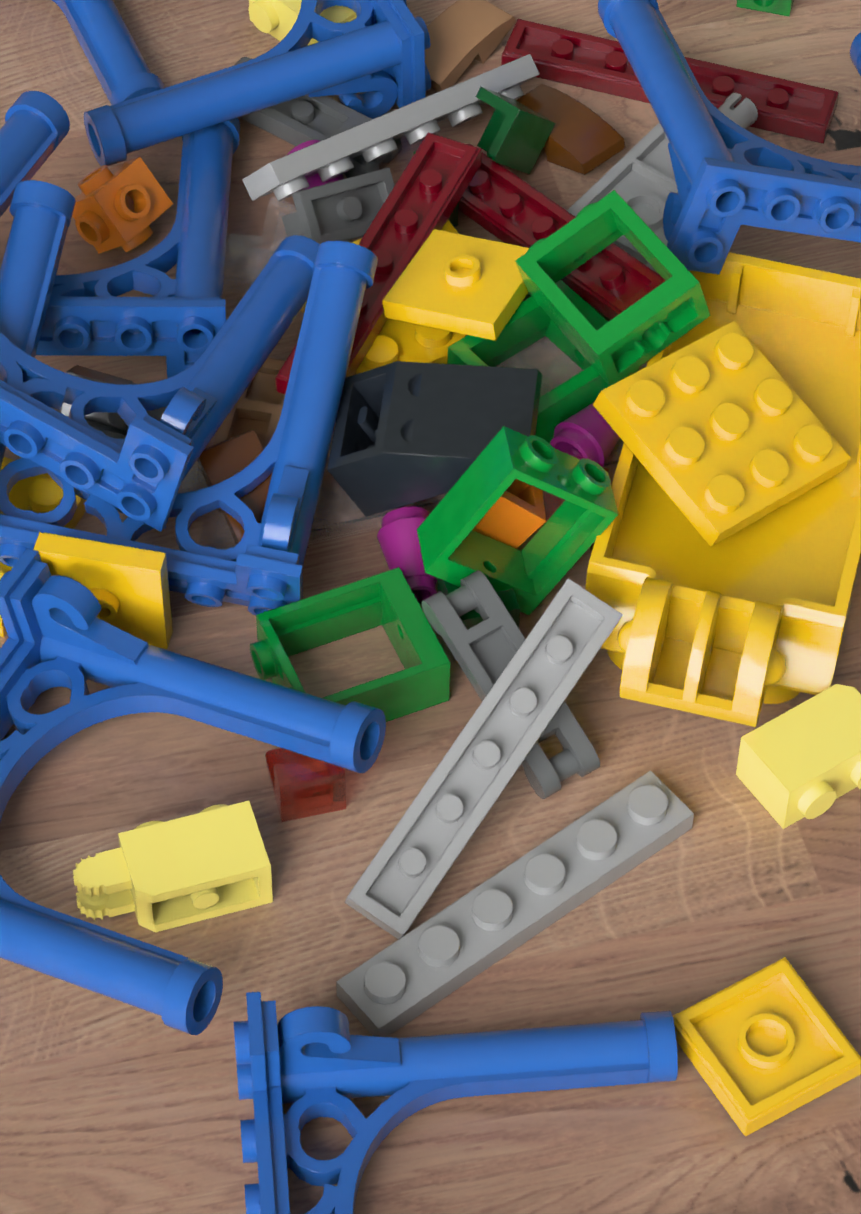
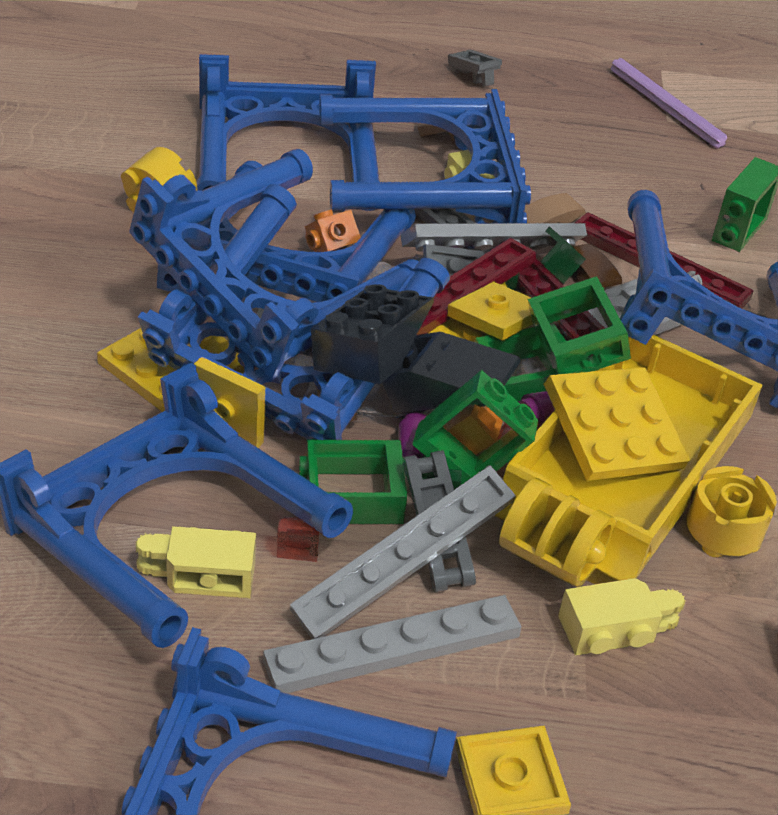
camera: 15 degrees right, 10 degrees down
(293, 405) = (369, 333): none -> black slope

